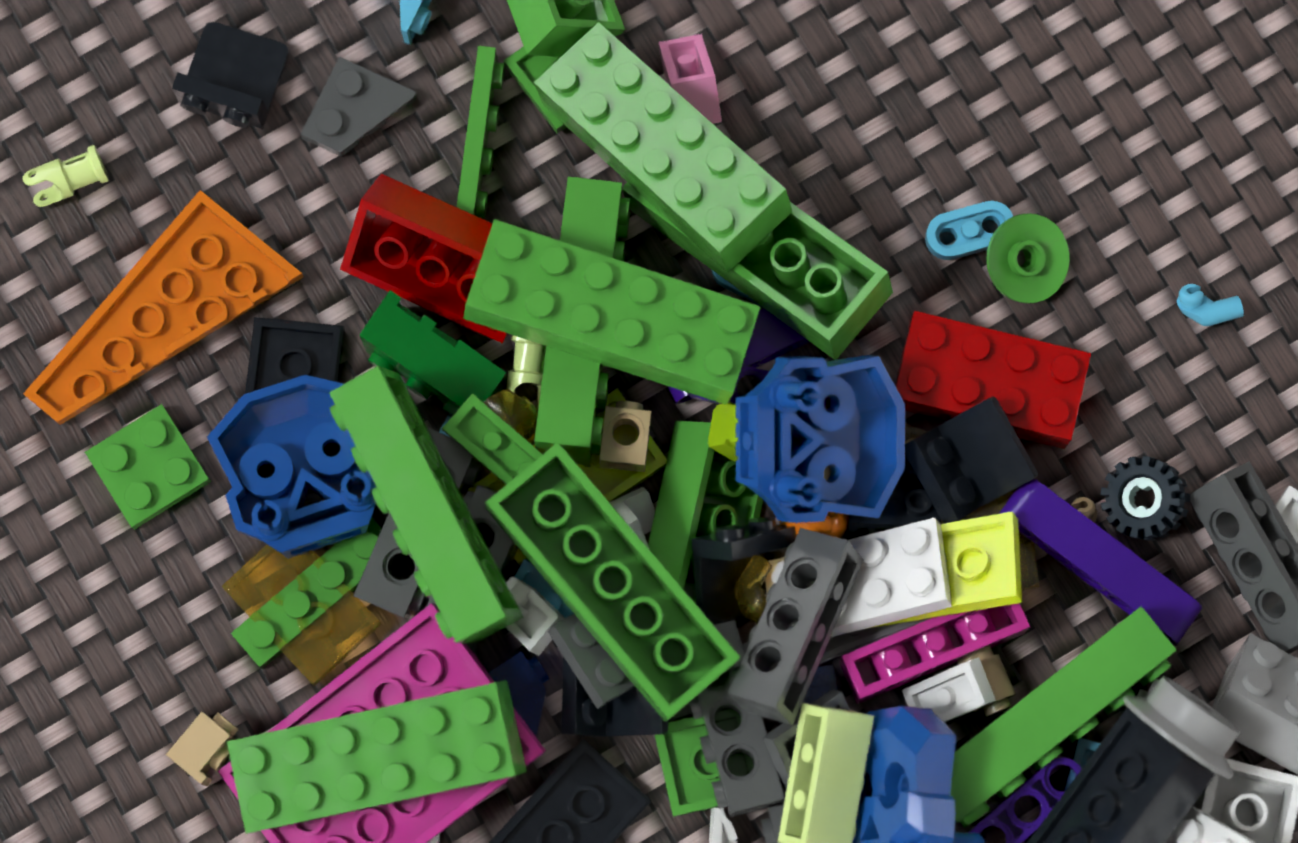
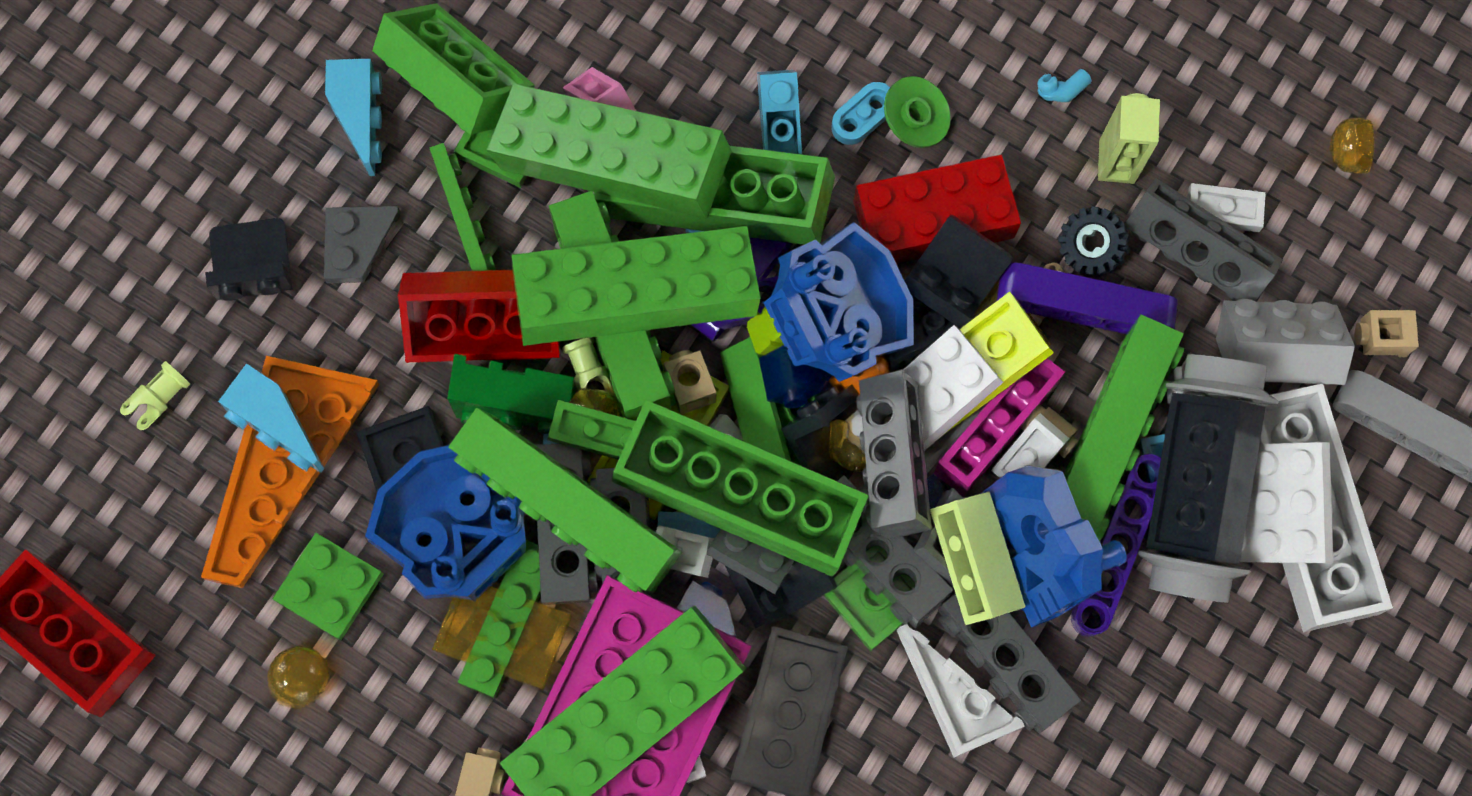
camera: 30 degrees left, 5 degrees down
(72, 546) = (297, 676): none -> clear yellow hair
(175, 256) = (265, 407): none -> medium azure slope
(723, 495) = (790, 383): none -> clear blue slope
(875, 191) = (779, 111): none -> medium azure slope
(1238, 405) = (1129, 139): none -> yellowish green brick

